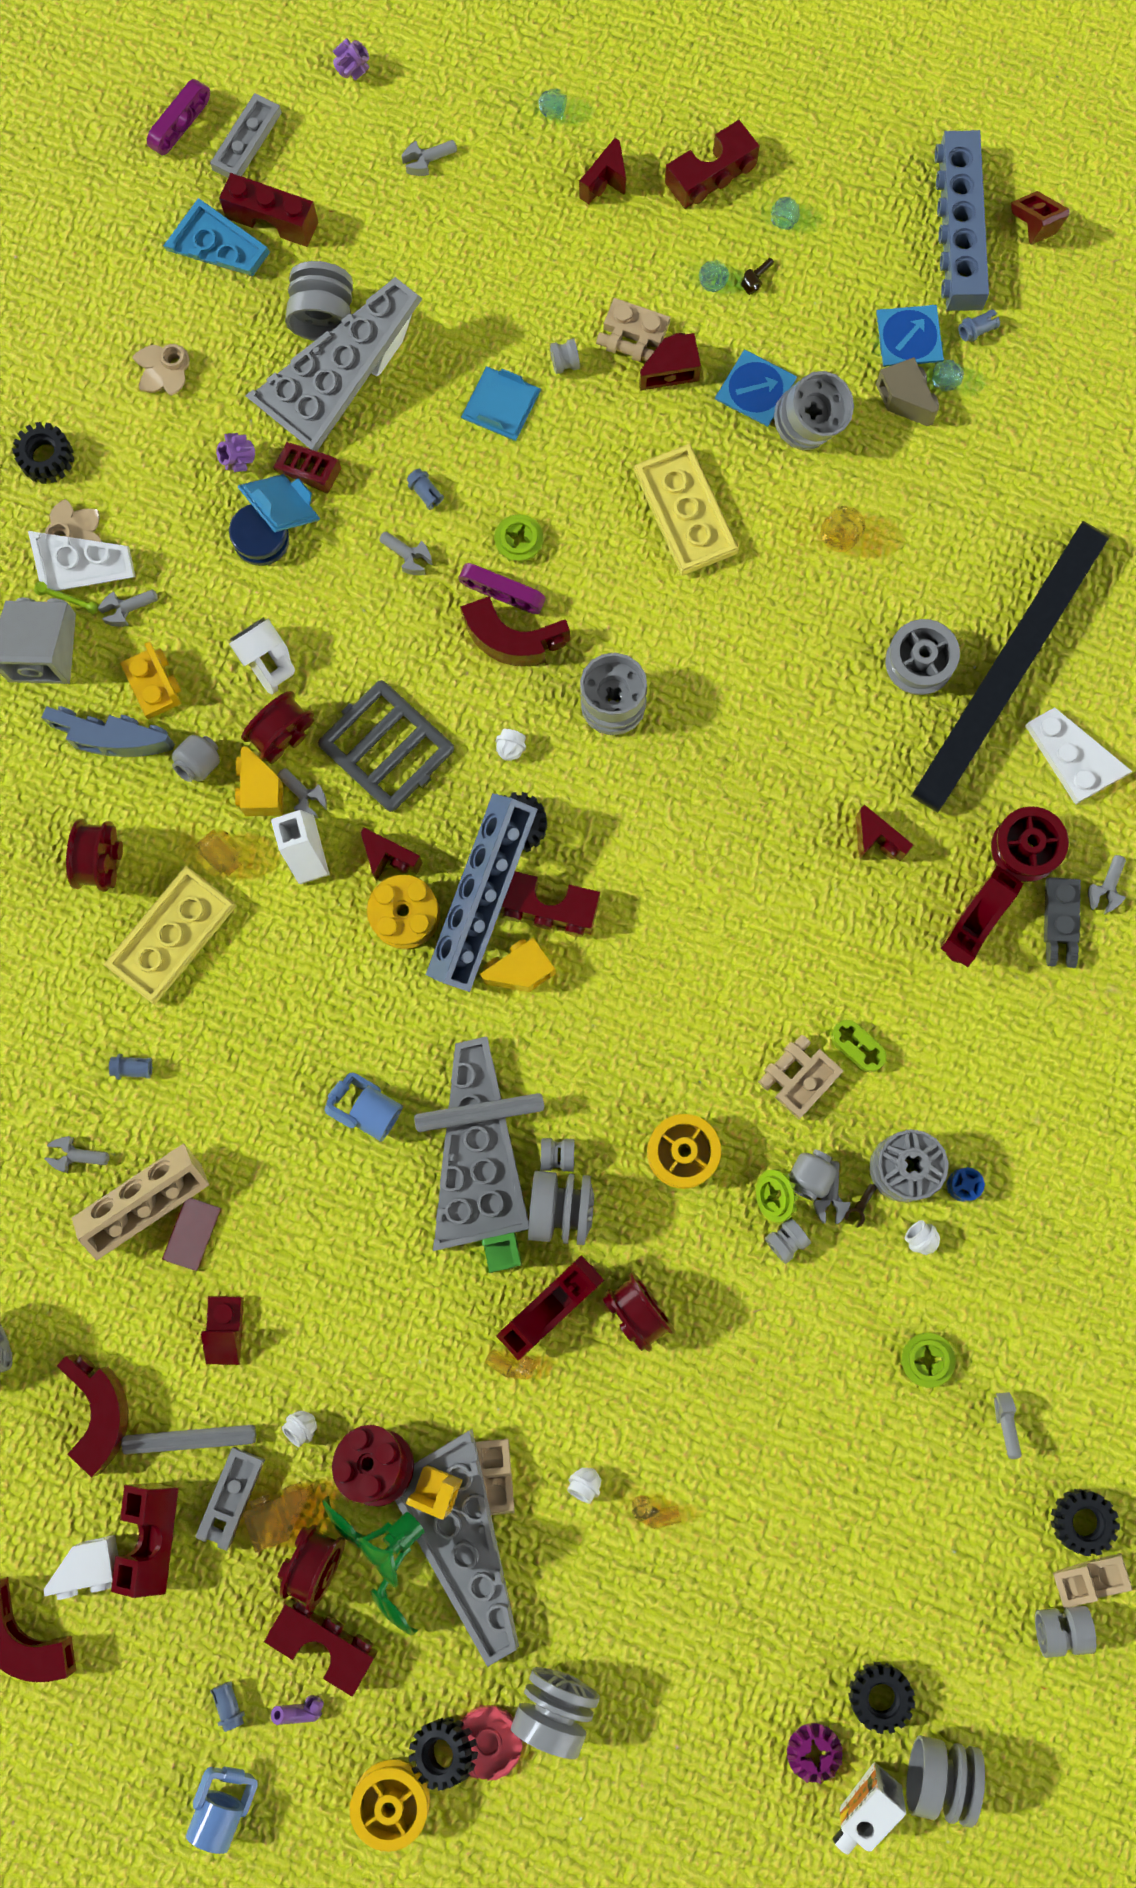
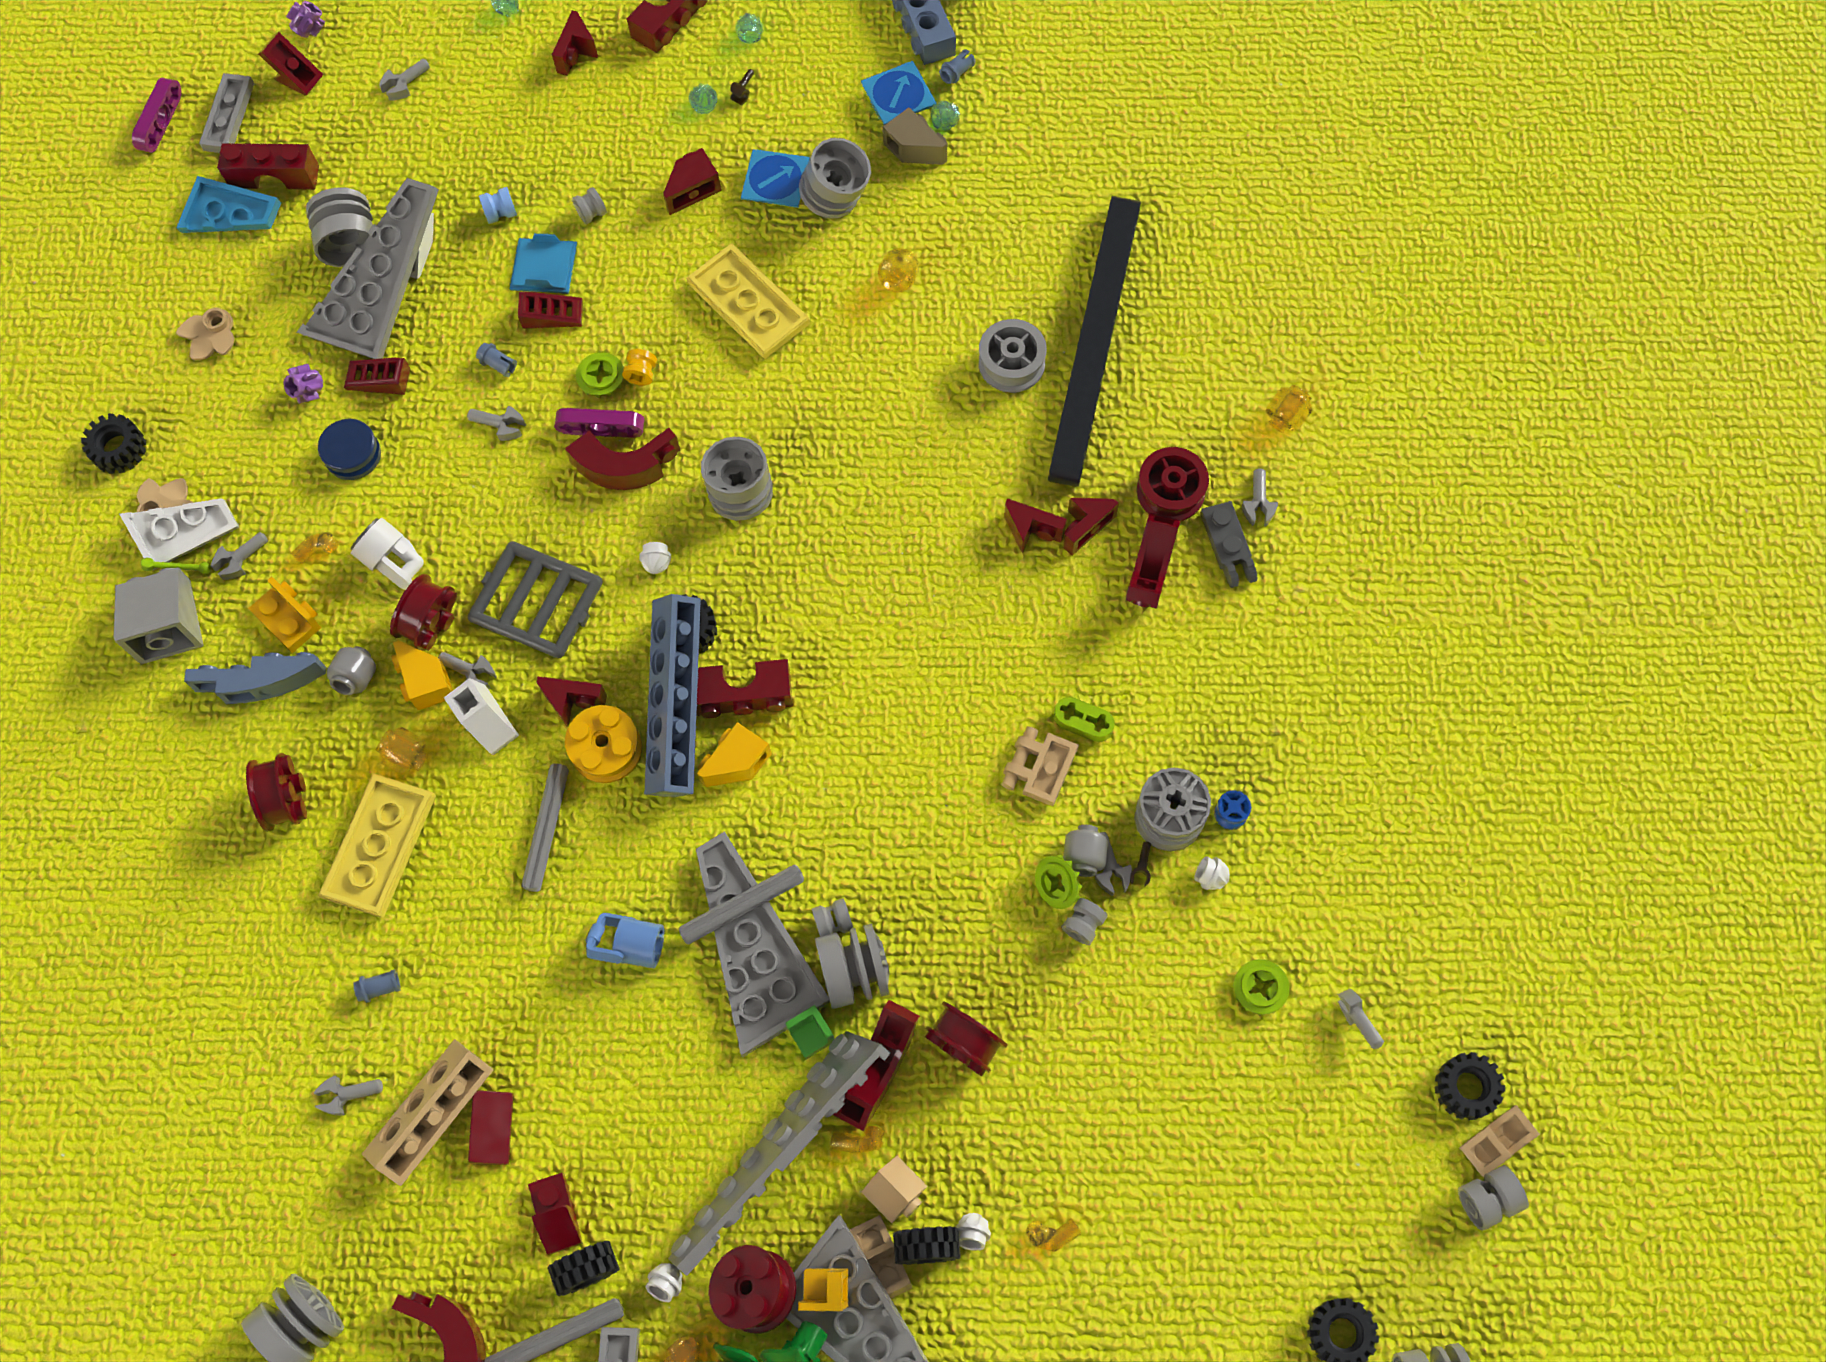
camera: 20 degrees left, 10 degrees down
(199, 618) = (312, 544): none -> clear yellow arm
(232, 1392) = (583, 1268): none -> black tyre
(280, 501) = (361, 412): dark azure piece -> none
(321, 105) = (291, 65): none -> dark red slope
(326, 972) = (545, 827): none -> light grey axle
(444, 1344) = (781, 1142): none -> light grey wing
(476, 325) = (497, 205): none -> light blue wheel
(495, 445) = (550, 301): none -> dark red slope
(528, 1424) = (895, 1190): none -> tan brick
(538, 1485) = (926, 1245): none -> black tyre
(558, 544) = (639, 367): none -> yellow wheel
(636, 324) = (644, 160): tan plate -> none
(689, 1132) = (948, 890): yellow wheel -> none
(940, 849) = (1090, 517): none -> dark red slope
(1074, 756) = (1184, 398): white wing -> none

